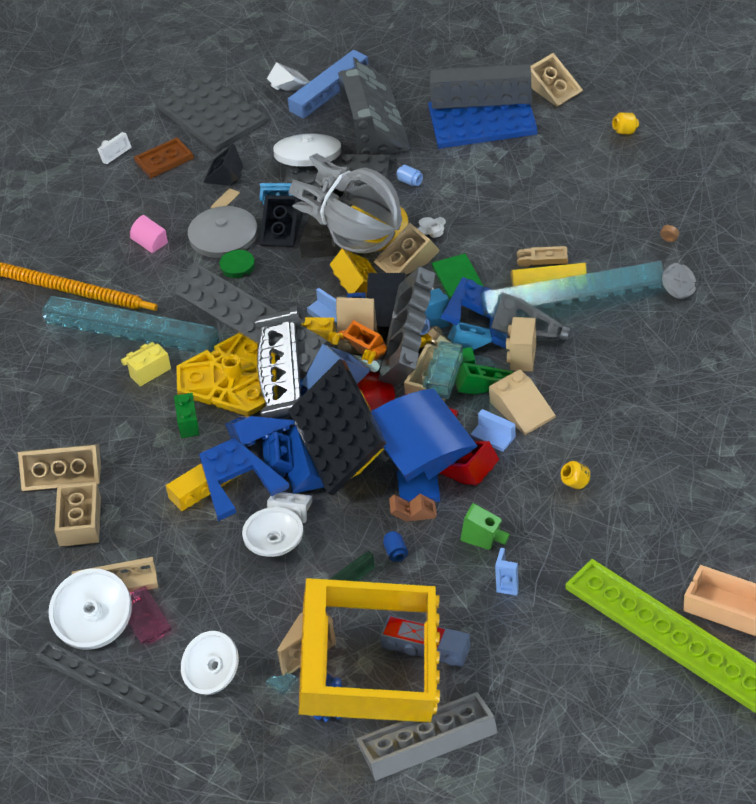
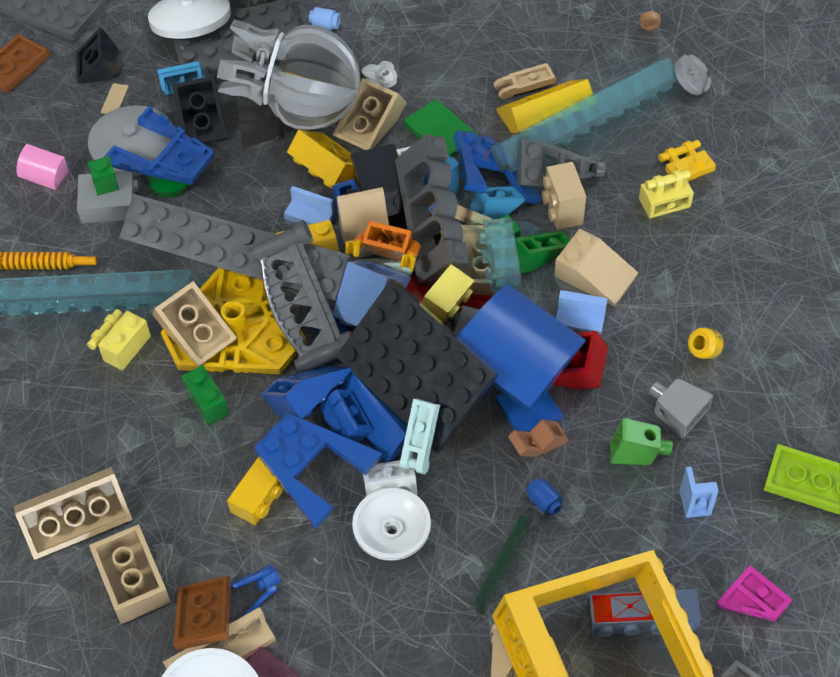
camera: 25 degrees left, 10 degrees up
(114, 550) = (202, 613): none -> dark orange tile
(169, 544) = (264, 579): none -> blue plant
(178, 261) = (109, 206): none -> light grey brick
(183, 247) = (103, 175): none -> green brick
(199, 363) = (194, 324): none -> tan slope
(246, 252) = (179, 161): none -> blue wing
(317, 476) = (419, 435): none -> light aqua plate
(388, 387) = (448, 293): none -> light yellow brick
(515, 655) = (755, 596): none -> dark pink wing
(533, 513) = (680, 405): none -> light grey torso
(607, 362) = (666, 193): none -> light yellow brick
(641, 349) = (696, 163): none -> yellow plate

